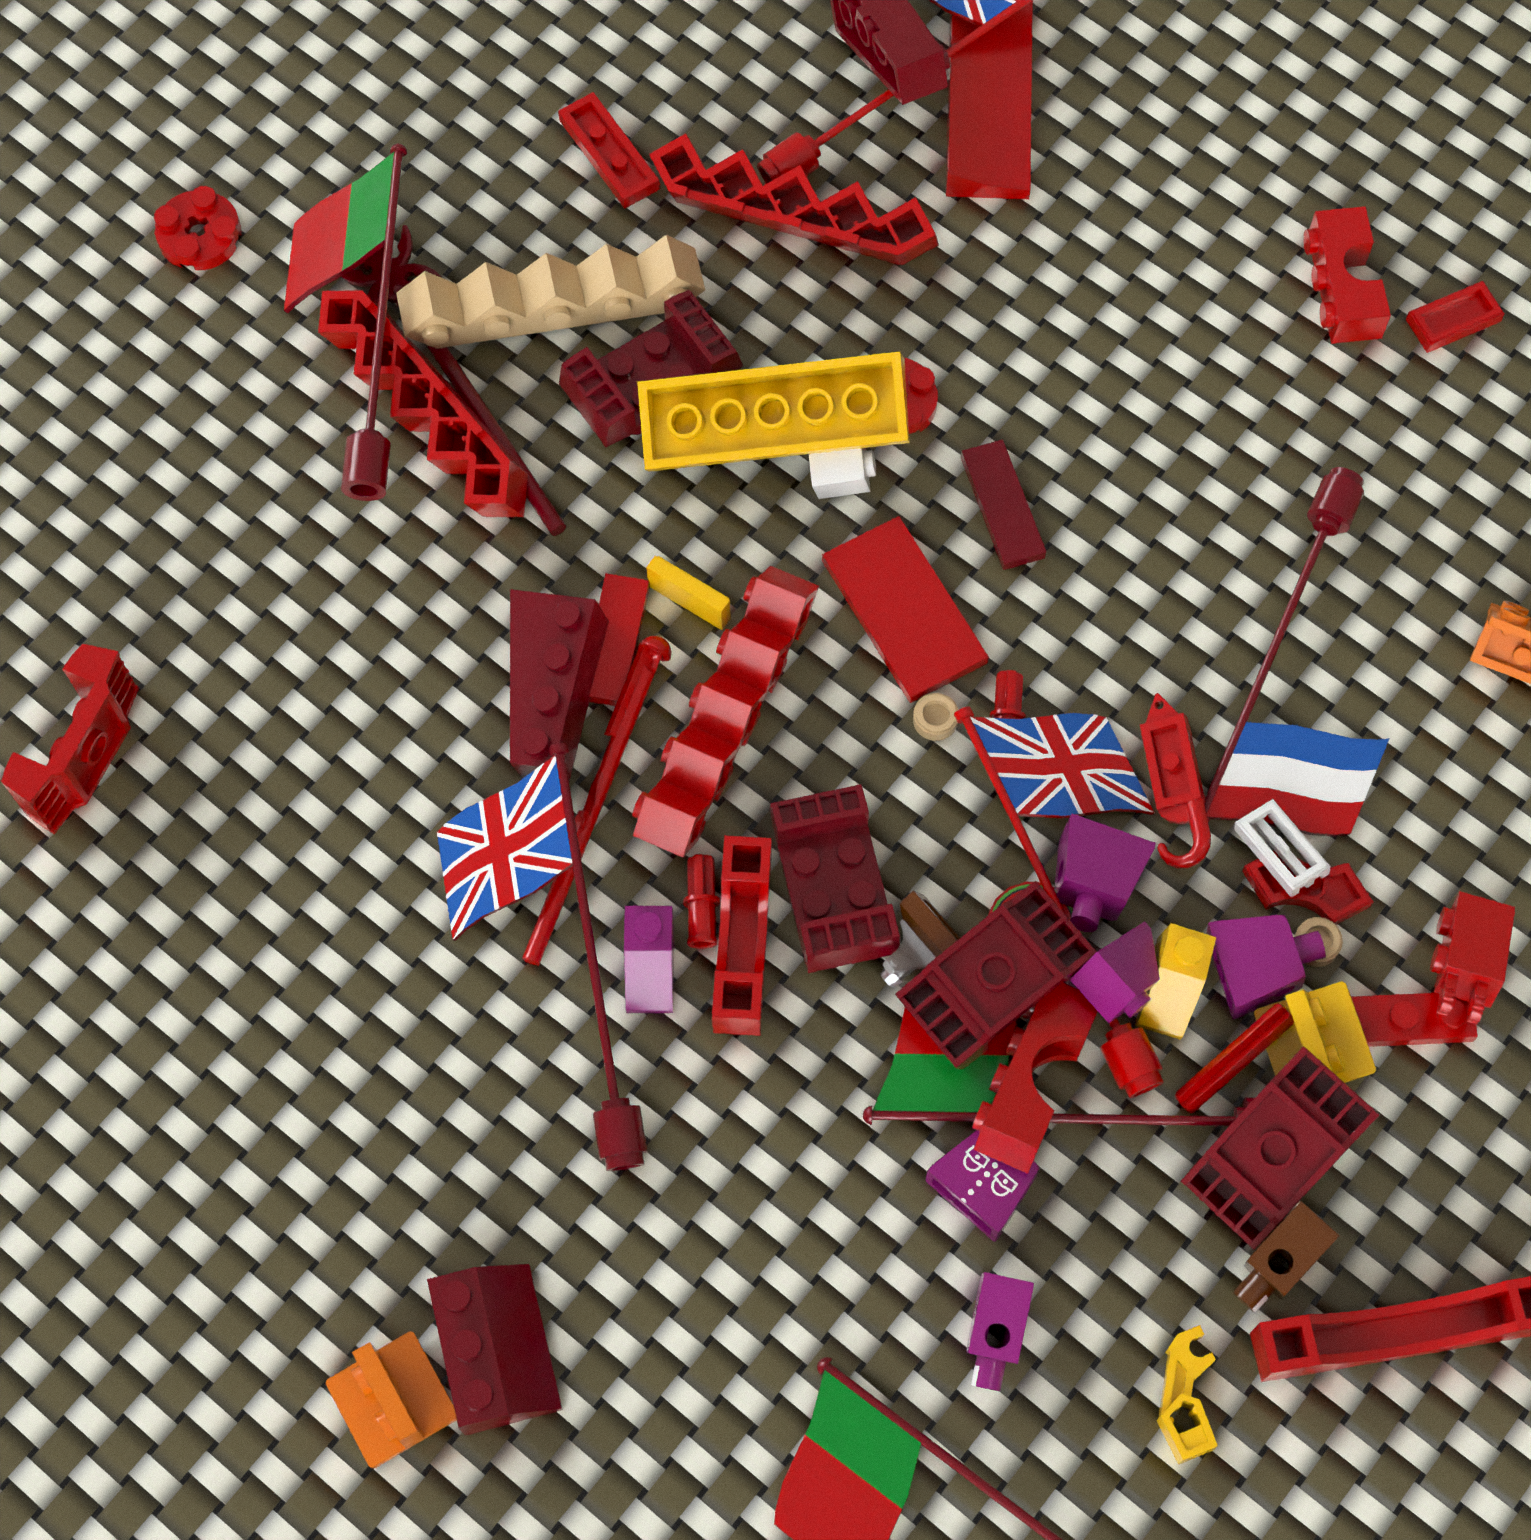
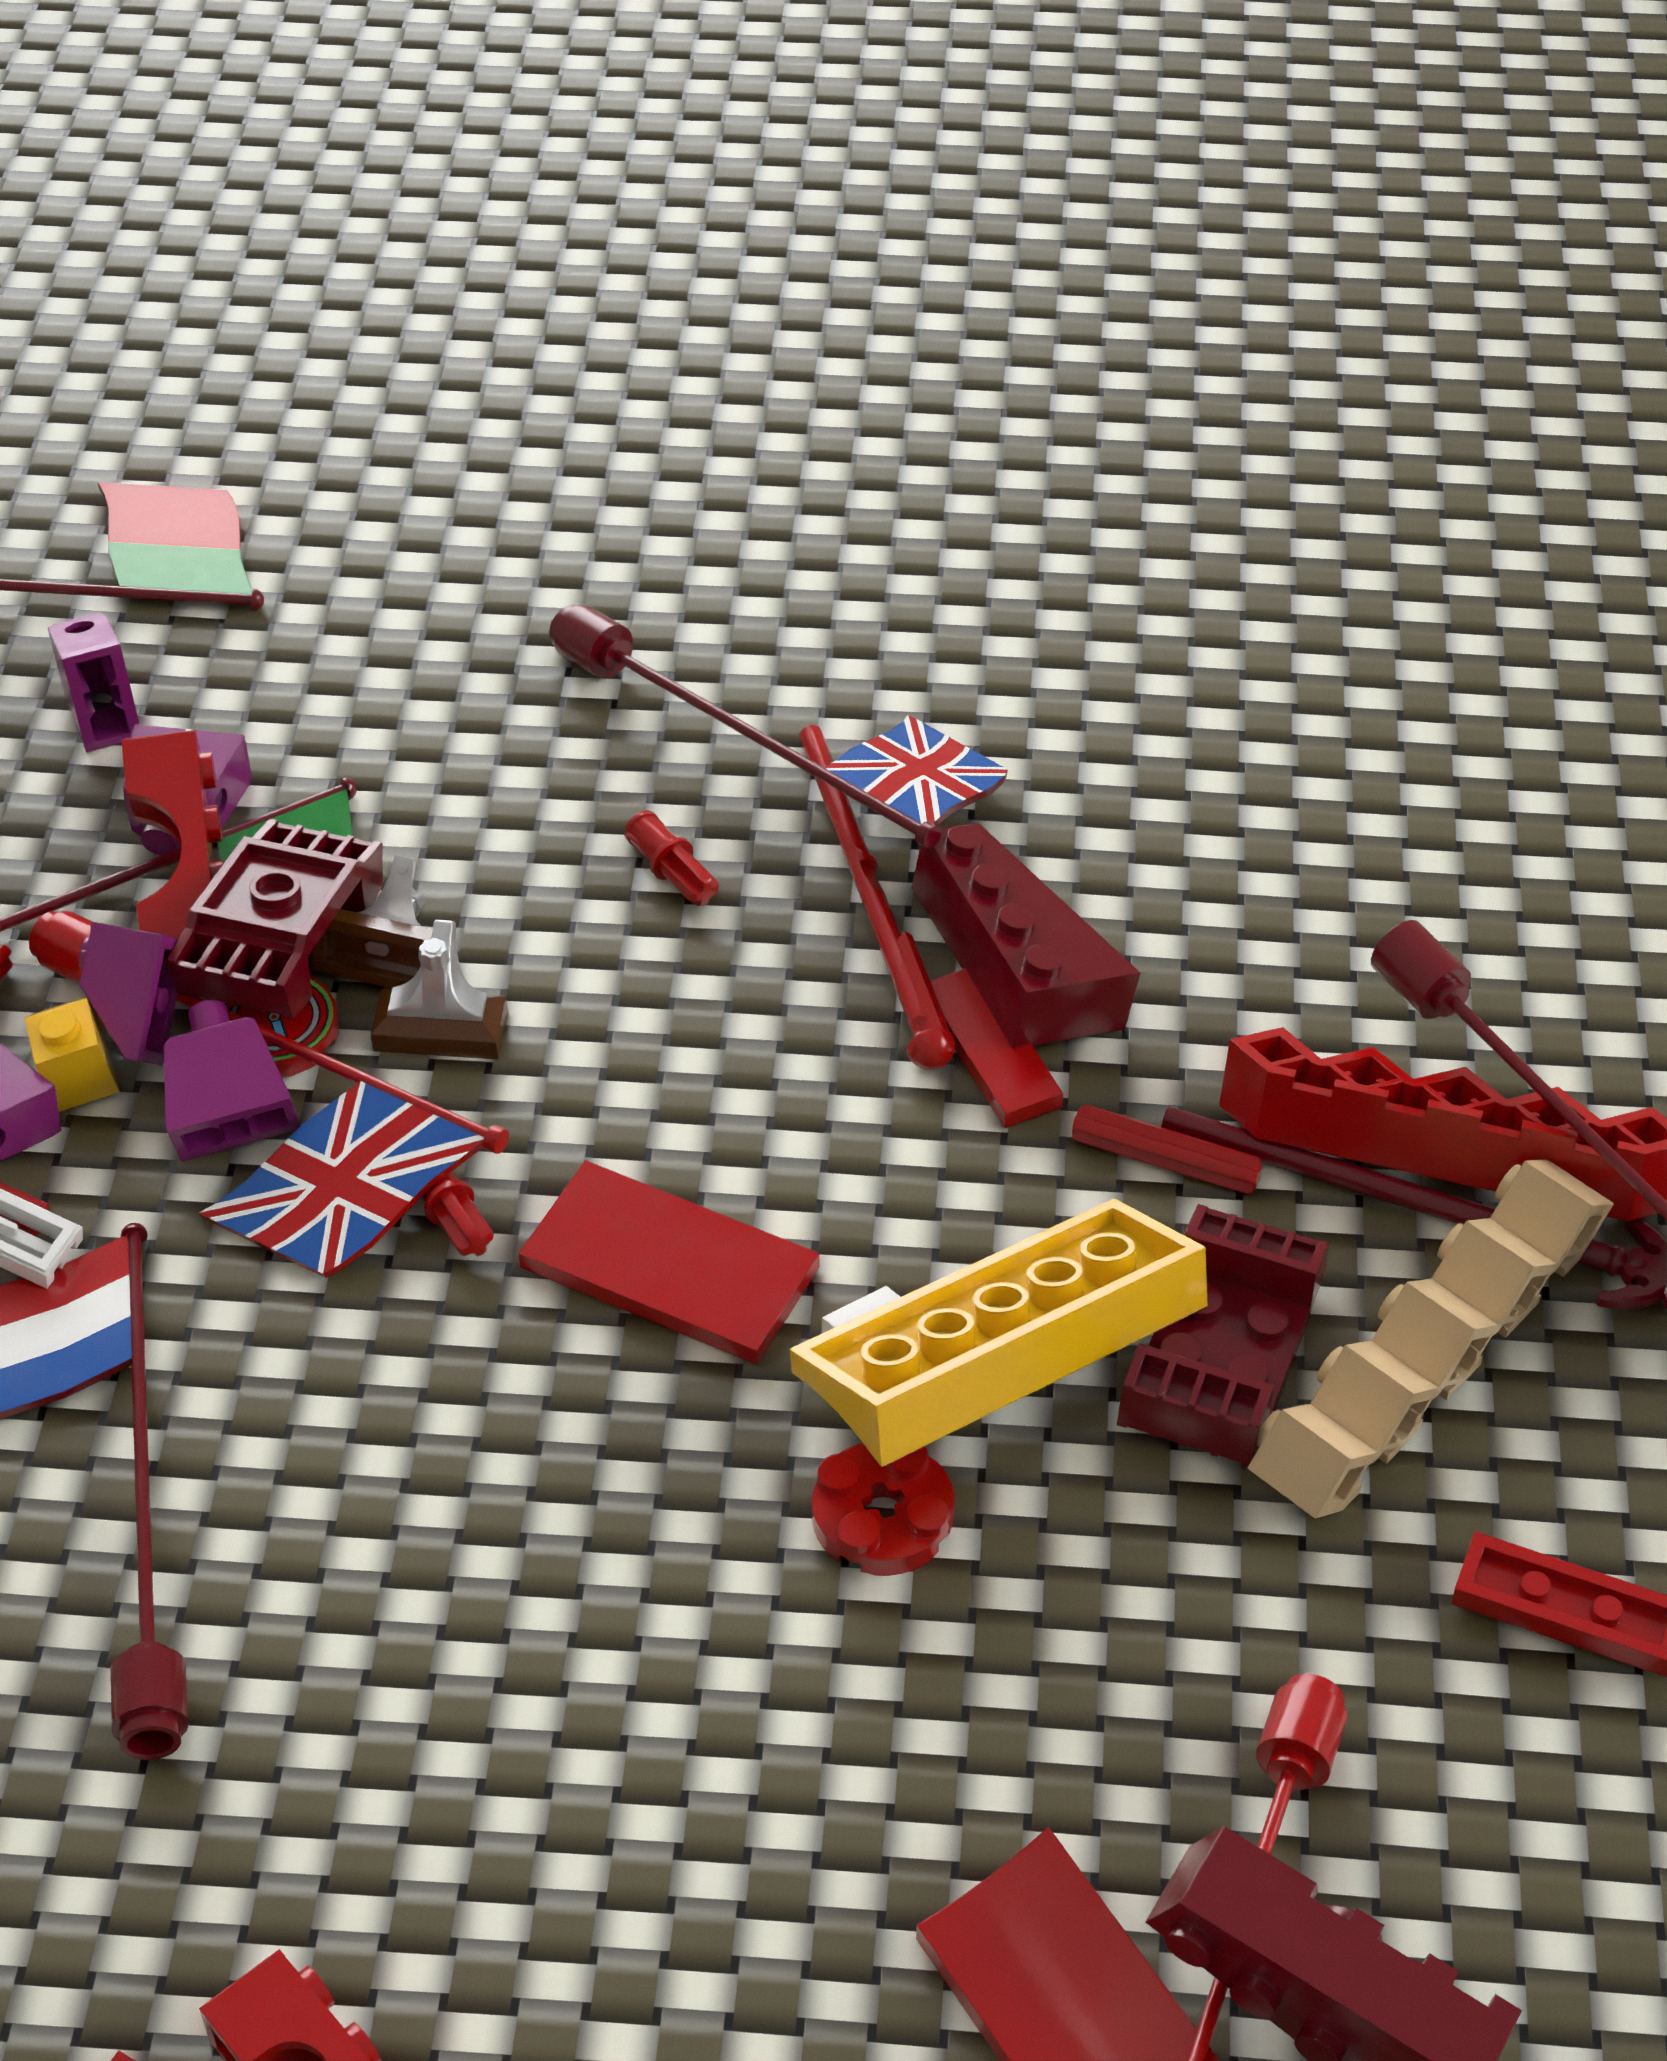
camera: 145 degrees right, 20 degrees down
(86, 749) = (1450, 668): red plate -> none
(391, 1398) = (642, 394): orange bracket -> none
(494, 1346) = (584, 459): dark red slope -> none
(577, 507) = (1167, 1149): none -> red axle
(649, 959) = (691, 787): slope -> none
(689, 592) = (944, 1118): yellow tile -> none
(724, 711) = (794, 1027): red brick -> none
(742, 936) = (625, 872): red arch -> none
(792, 205) = (1232, 1655): red brick -> none
(833, 879) = (537, 945): dark red plate -> none
(929, 865) = (439, 1008): none -> piece
(935, 716) = (541, 1169): tan tile -> none
(1003, 504) = (633, 1453): dark red tile -> none
(1176, 779) = (190, 1242): red plate -> none

